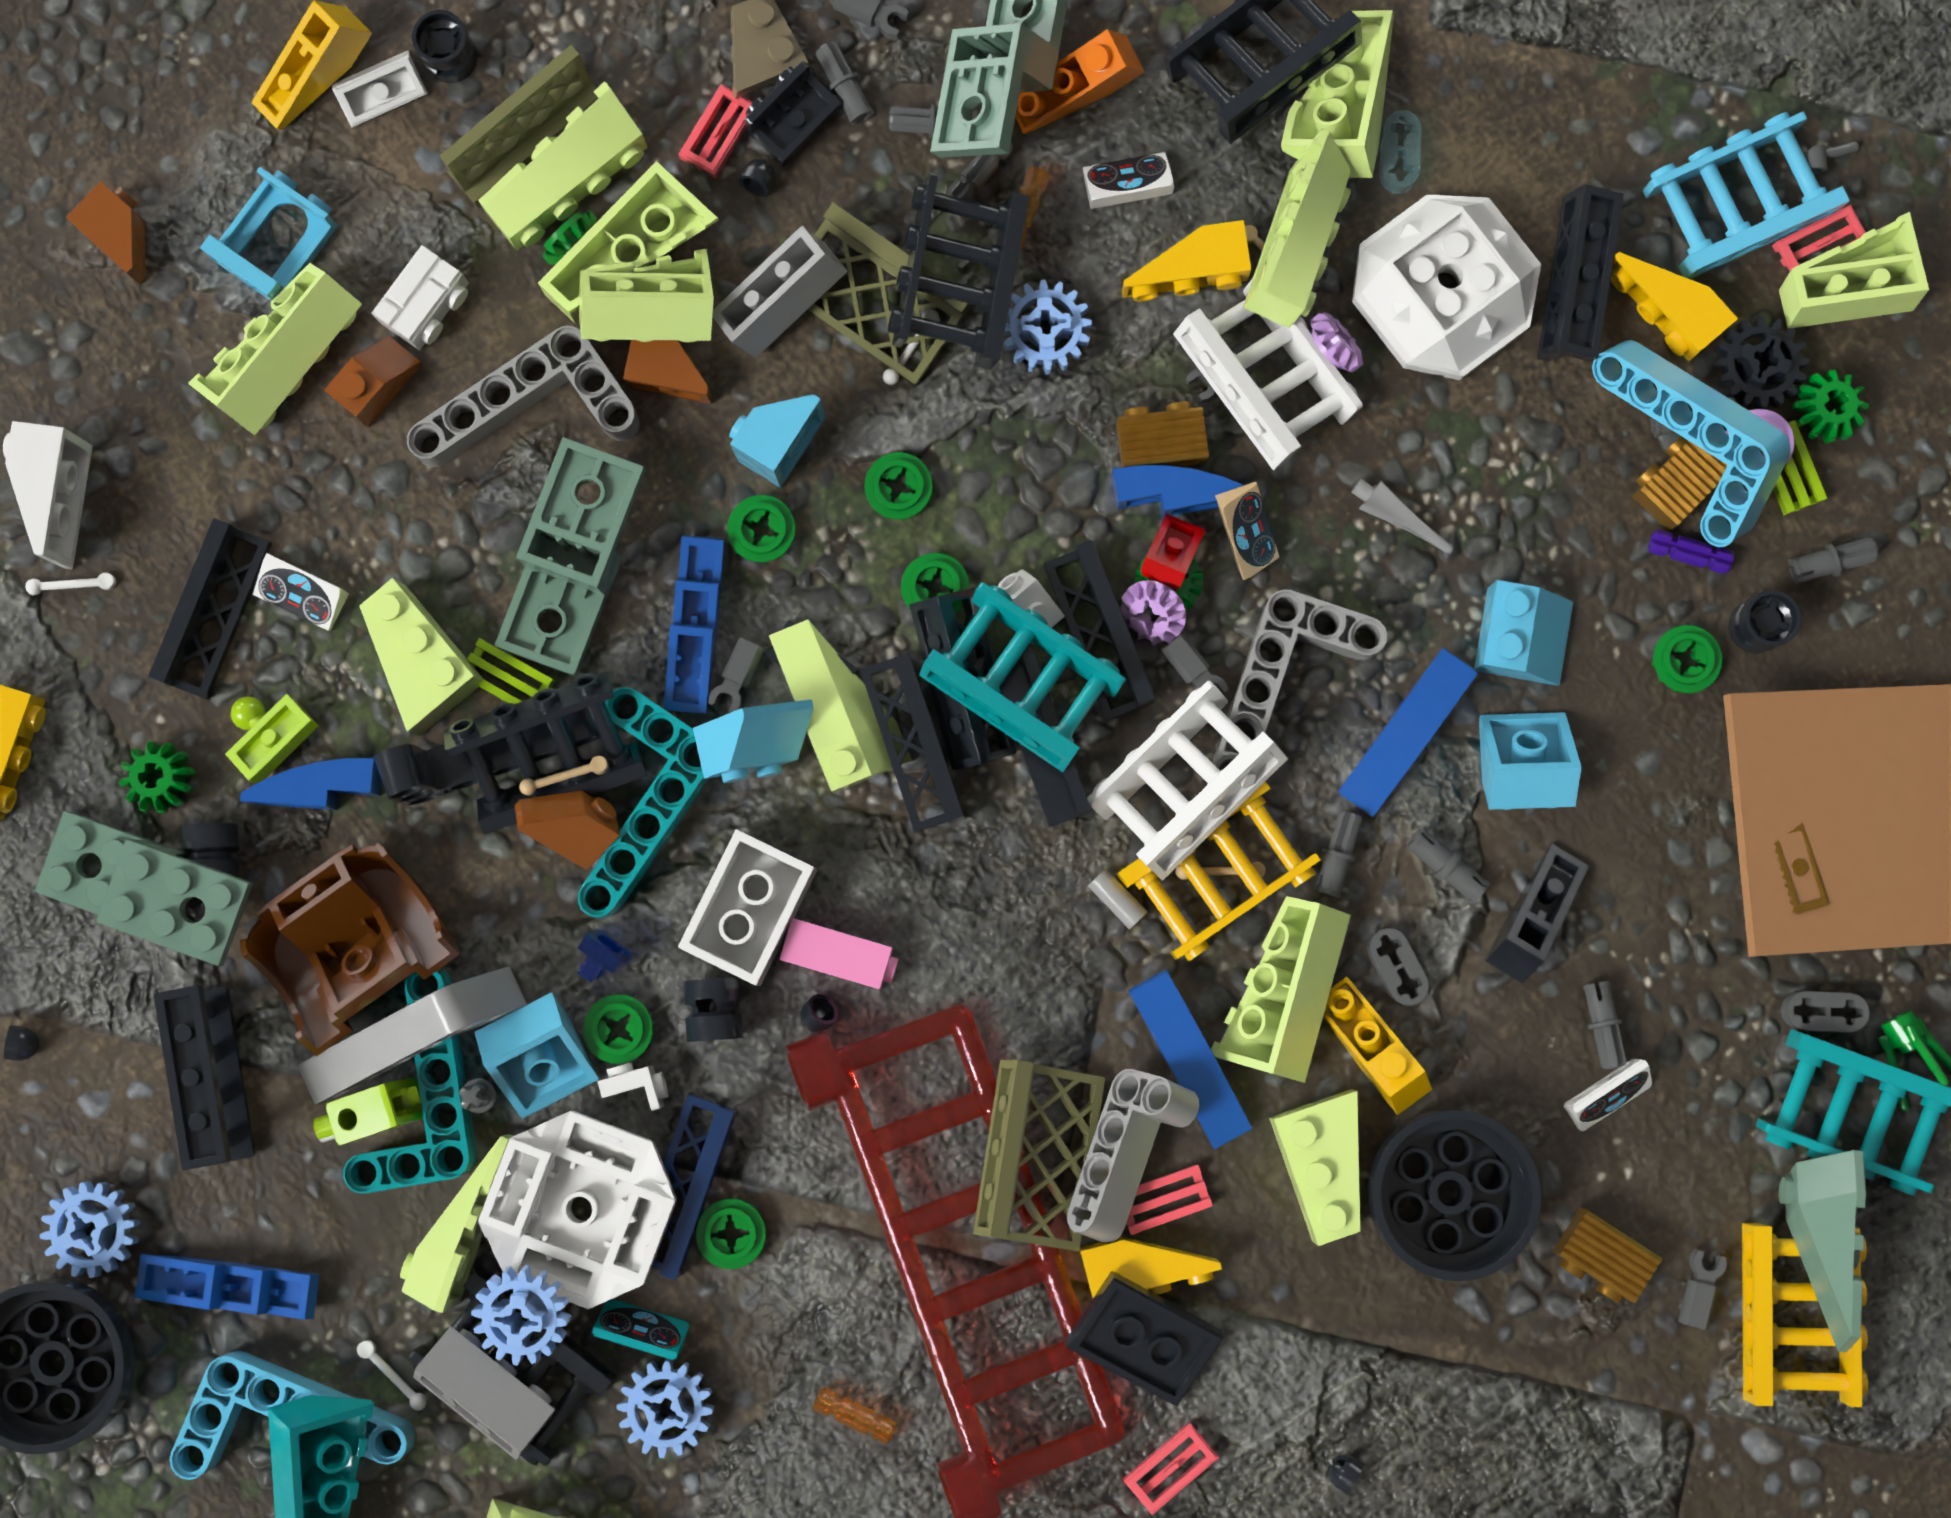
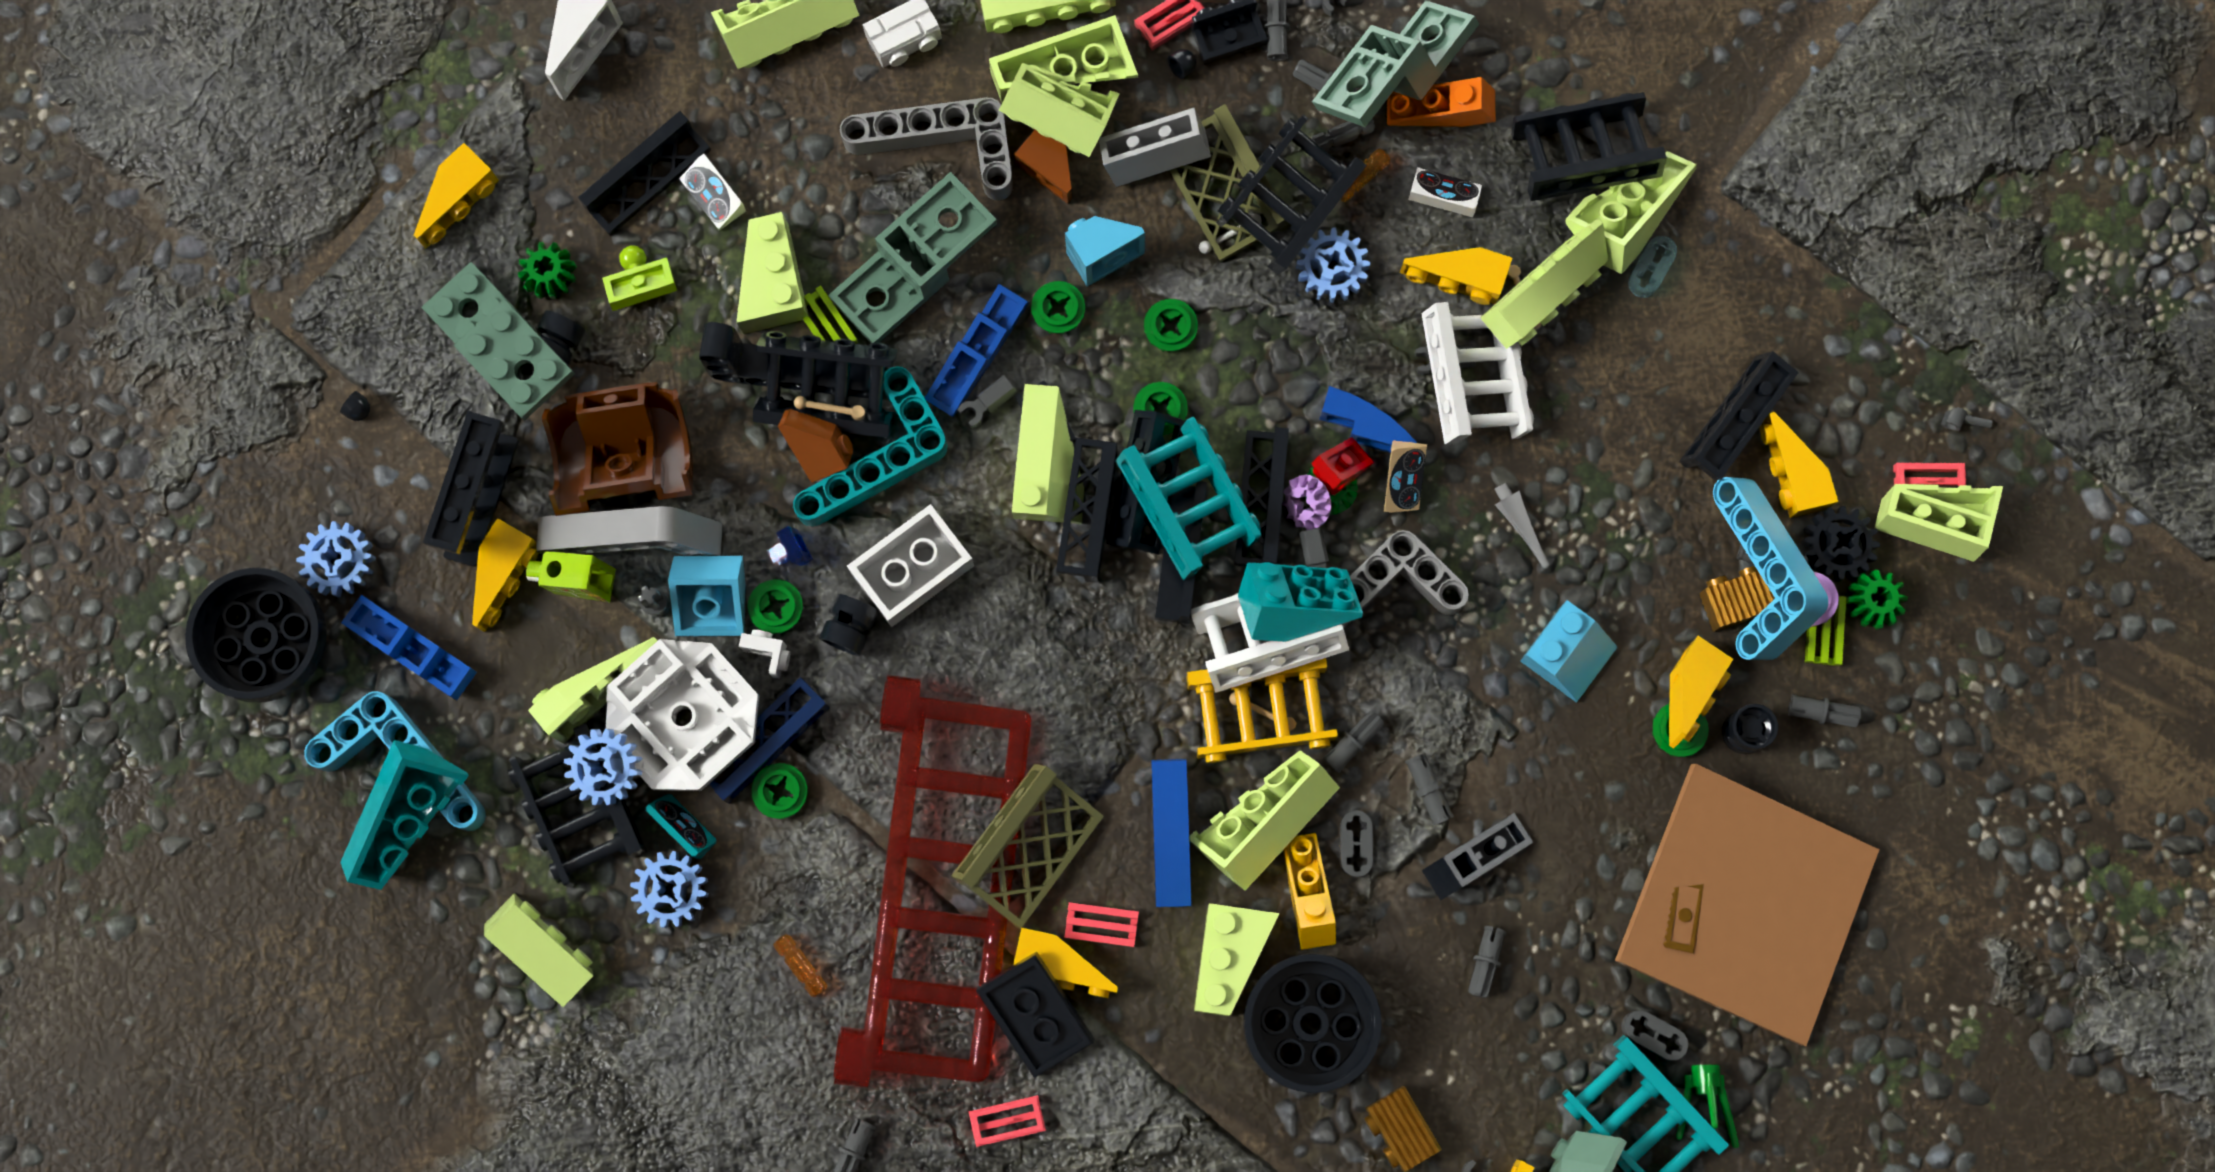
camera: 25 degrees right, 5 degrees down
(105, 581) = (582, 119): white hinge -> none
(281, 1141) = (500, 564): none -> yellow slope
(317, 784) = (654, 330): blue slope -> none
(367, 1349) = (482, 743): white hinge -> none
(373, 379) = (839, 71): dark orange slope -> none
(438, 1136) = (609, 619): teal beam -> none
(484, 1391) = (549, 808): light grey brick -> none
(567, 236) = (1026, 37): green gear -> none
(753, 740) = (975, 448): medium azure slope -> none
(826, 1008) = (922, 659): black hinge -> none
(839, 954) = (958, 631): bright pink brick -> none
(1030, 594) = (1224, 443): white bracket -> none
(1117, 898) = (1177, 693): light grey axle -> none
(1122, 1148) = (1088, 870): light grey beam -> none
(1164, 437) = (1378, 382): pearl gold brick -> none
(1202, 734) = (1295, 600): none -> teal slope
(1336, 342) = (1536, 376): lavender gear -> none
(1407, 731) = (1448, 678): blue slope -> none
(1438, 326) = (1634, 409): white piece -> none
(1528, 761) = (1525, 743): medium azure slope -> none
(1609, 1094) = (1465, 1015): slope -> none
(1679, 604) = (1692, 682): none -> yellow slope
(1691, 551) = (1739, 669): dark purple axle -> none
(1741, 237) = (1872, 447): medium azure fence -> none

